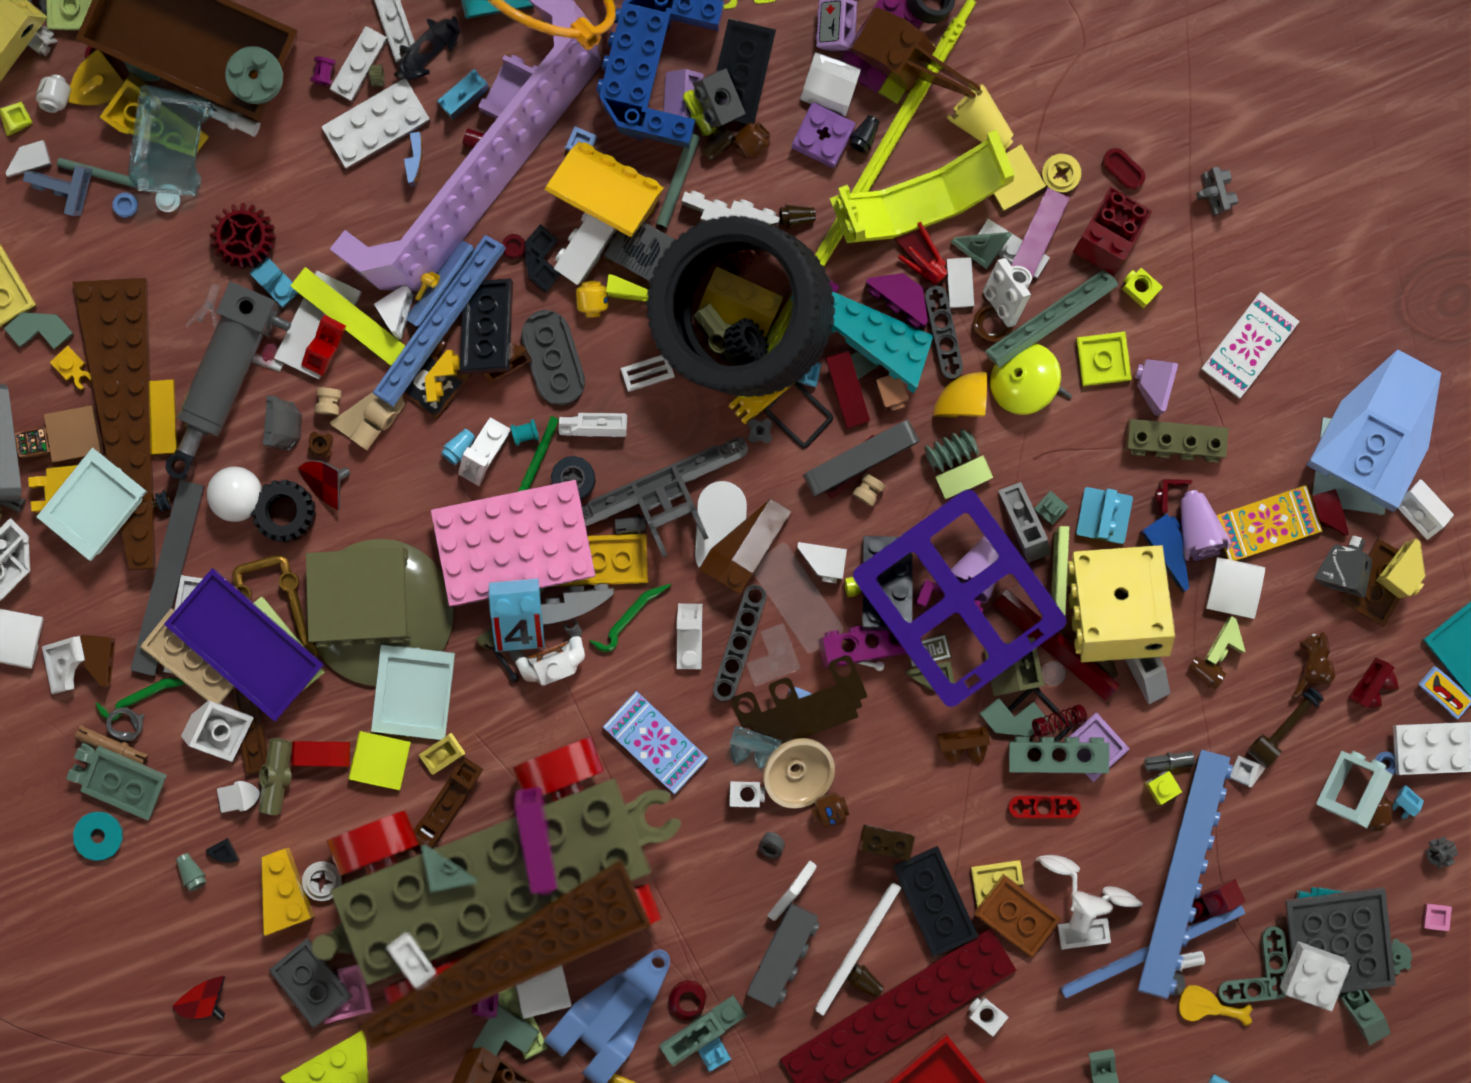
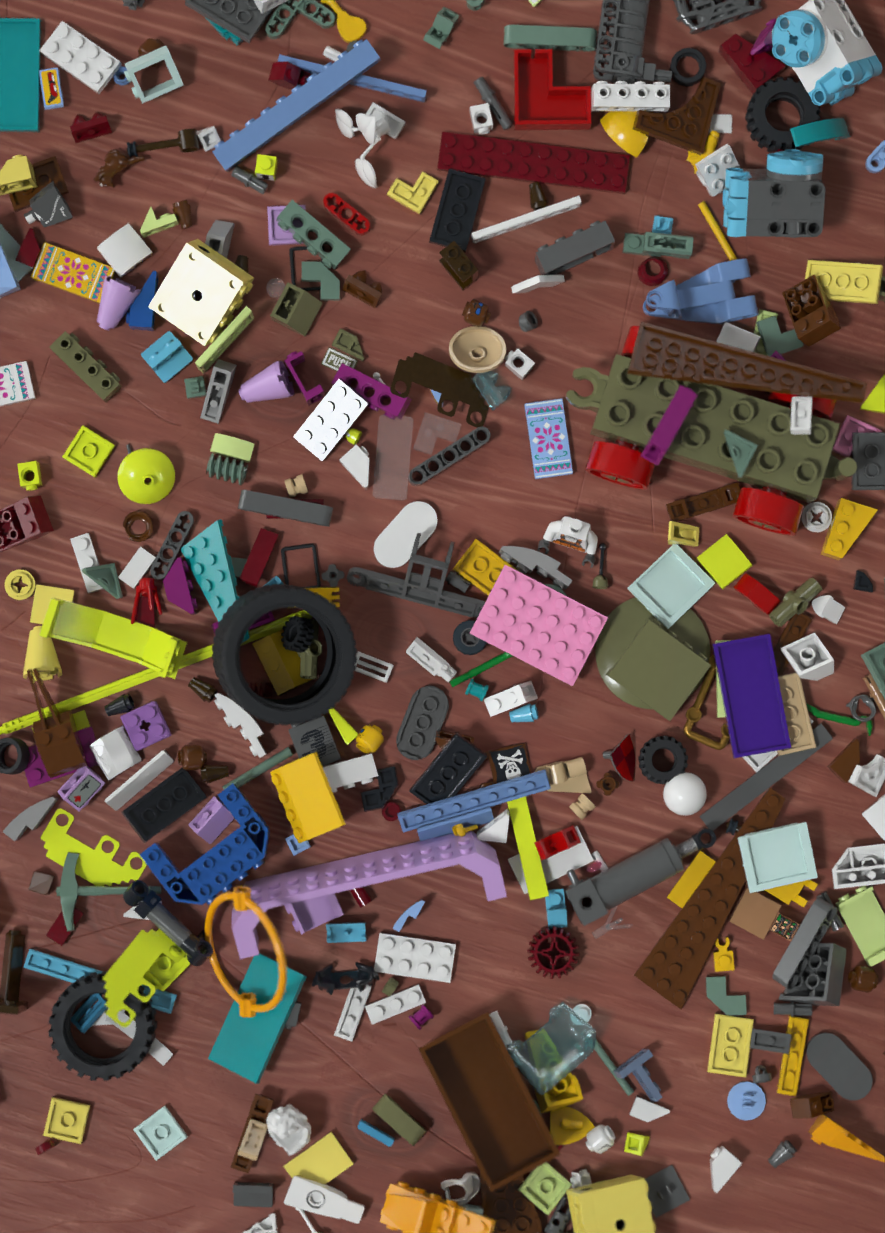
camera: 145 degrees left, 0 degrees up
(125, 205) = (610, 1032): medium blue tile -> none
(247, 62) = (479, 1040): sand green wheel -> none
(282, 424) = (621, 814): dark grey slope -> none
(445, 366) = (493, 767): yellow slope -> none
(516, 615) = (570, 579): medium azure slope -> none
(627, 617) = (505, 527): green piece -> none
(689, 636) = (475, 485): white bracket -> none
(697, 112) = (211, 800): neon yellow axle -> none
(729, 102) = (188, 788): dark grey brick -> none
(741, 551) = (403, 510): reddish brown wedge -> none
(785, 78) = (139, 780): none -> white slope
(892, 393) = (234, 533): nougat brick -> none
(958, 597) = (296, 373): dark purple window -> none
(963, 397) = (192, 495): yellow brick -> none
(988, 1042) = (489, 97): none -> dark grey pin
(1008, 290) = (112, 536): white plate -> none
(1017, 915) = (415, 162): dark orange tile -> none
(1040, 230) = (65, 557): tile -> none
(1051, 318) = (100, 500): sand green tile -> none
(1056, 645) = (260, 304): dark red tile -> none
(1074, 717) = (284, 250): dark red piece -> none
(1156, 383) = (70, 408): lavender slope -> none
(1161, 494) = (122, 340): dark red bracket -> none
(1409, 801) = (126, 42): medium azure tile -> none

